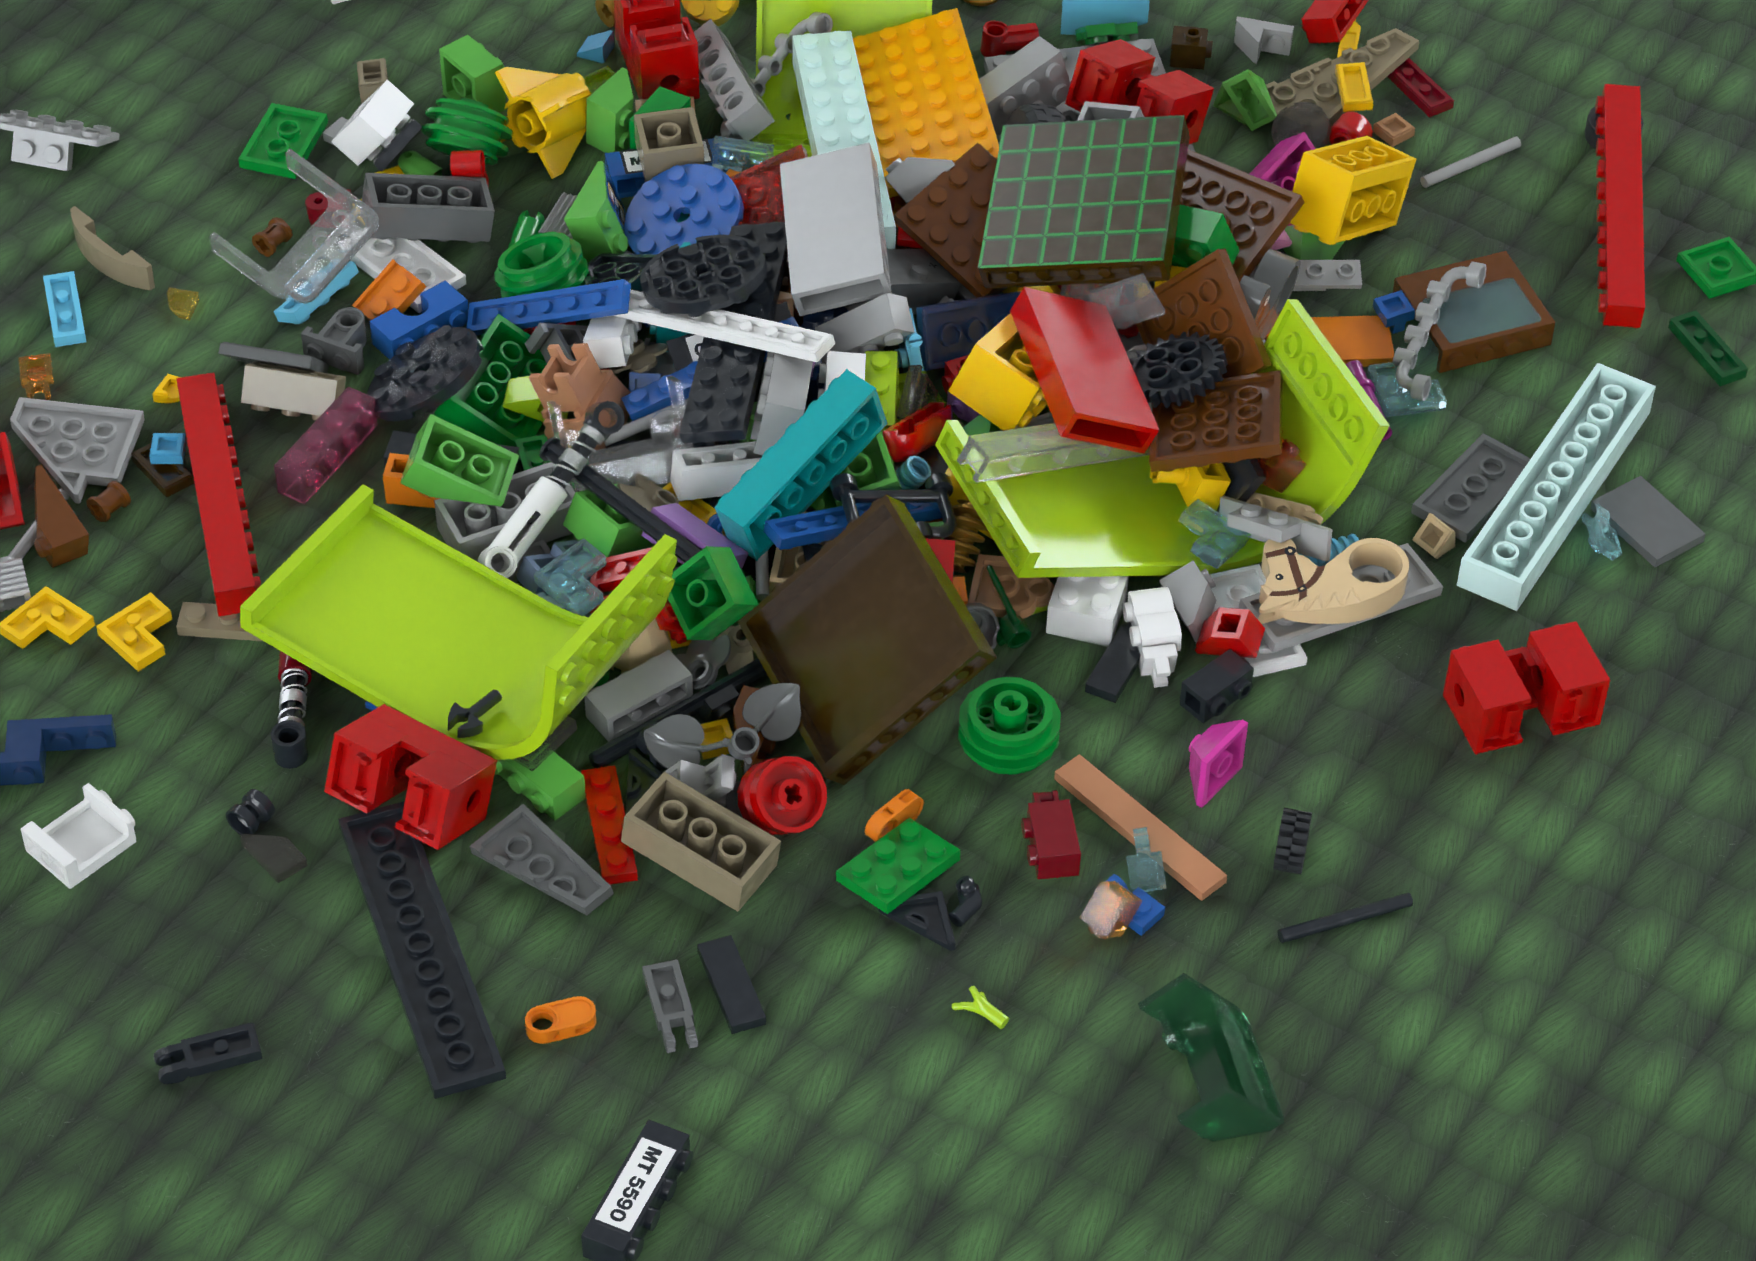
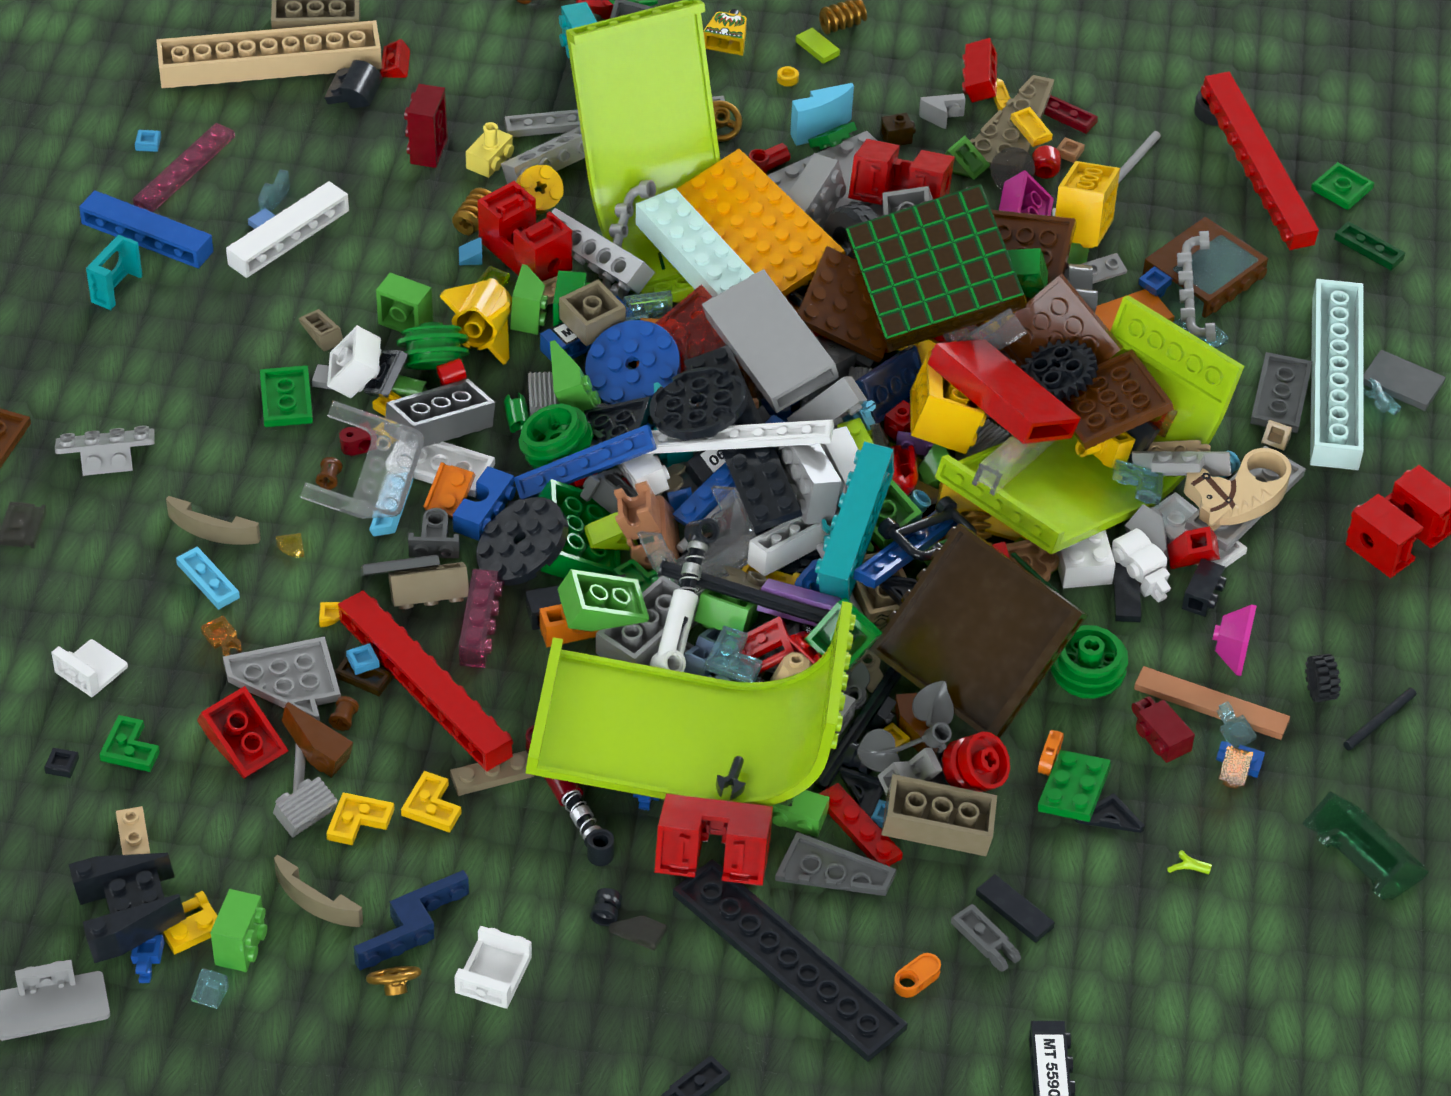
camera: 25 degrees left, 0 degrees up
(915, 174) = (795, 282): light grey slope -> none
(969, 899) = (1134, 793): black arm -> none

